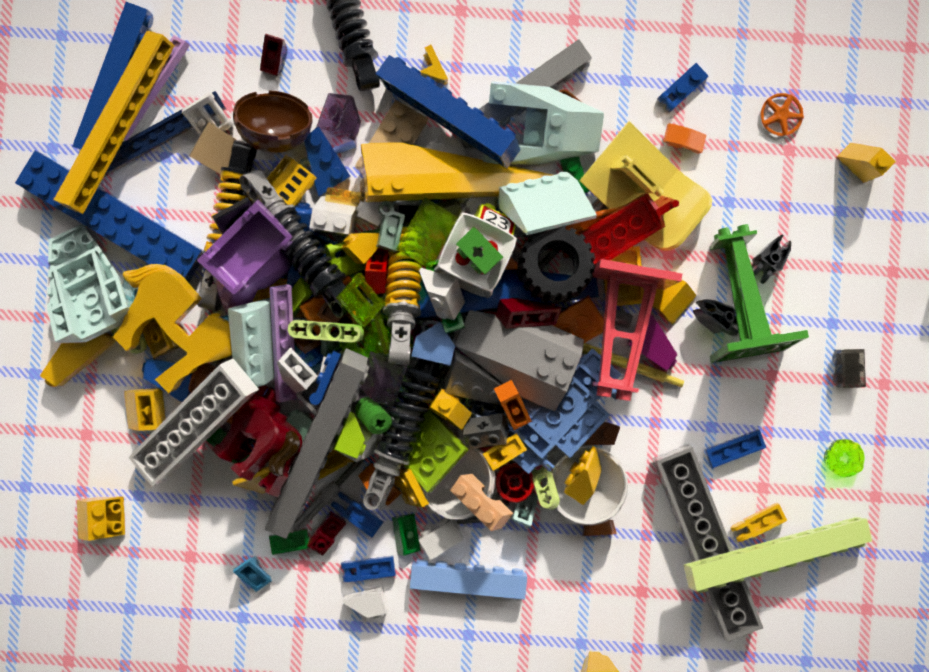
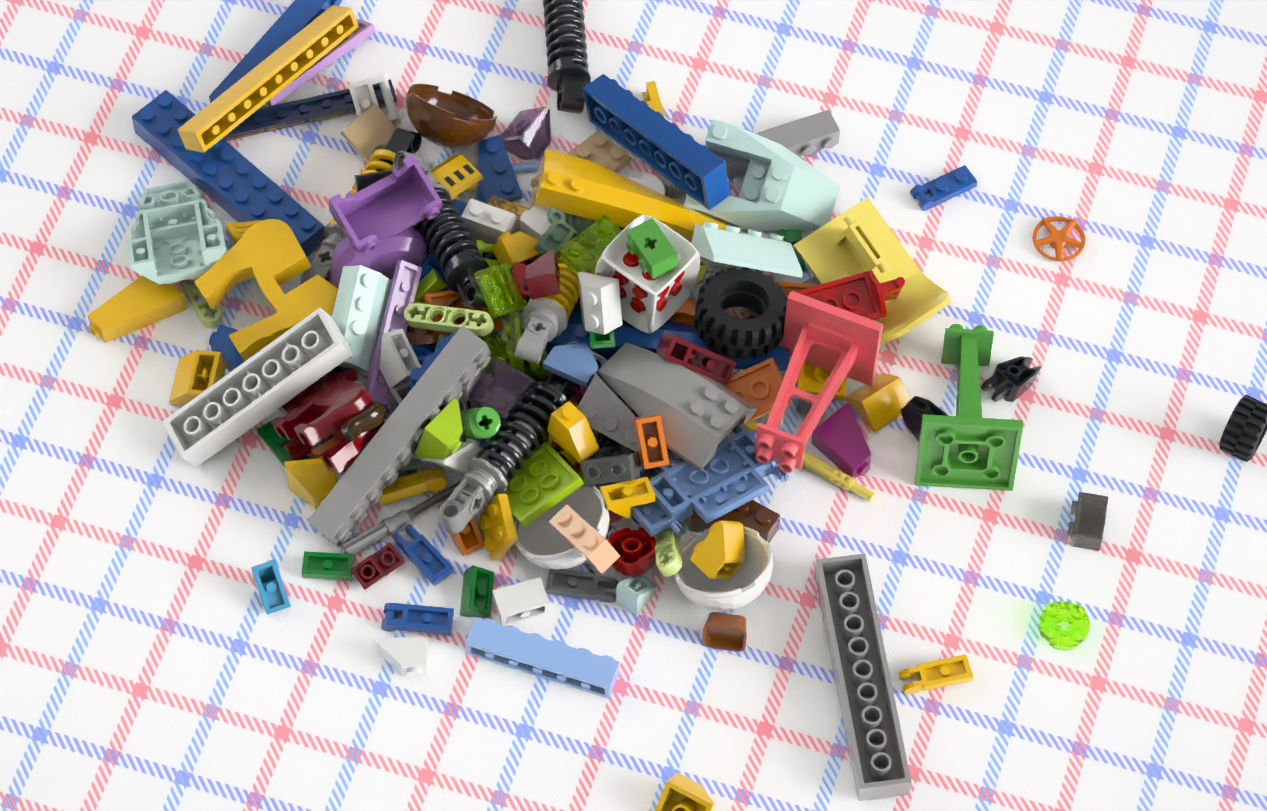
camera: 10 degrees right, 30 degrees down
(100, 517) = (102, 486): yellow slope -> none
(158, 340) = (241, 305): yellow slope -> none
(272, 54) = (469, 54): dark red slope -> none
(392, 281) = (543, 276): none -> dark red slope
(685, 137) = (929, 233): orange slope -> none
(735, 448) = (923, 582): blue plate -> none
(777, 553) = (948, 696): yellowish green brick -> none
(866, 161) = (1149, 301): yellow slope -> none

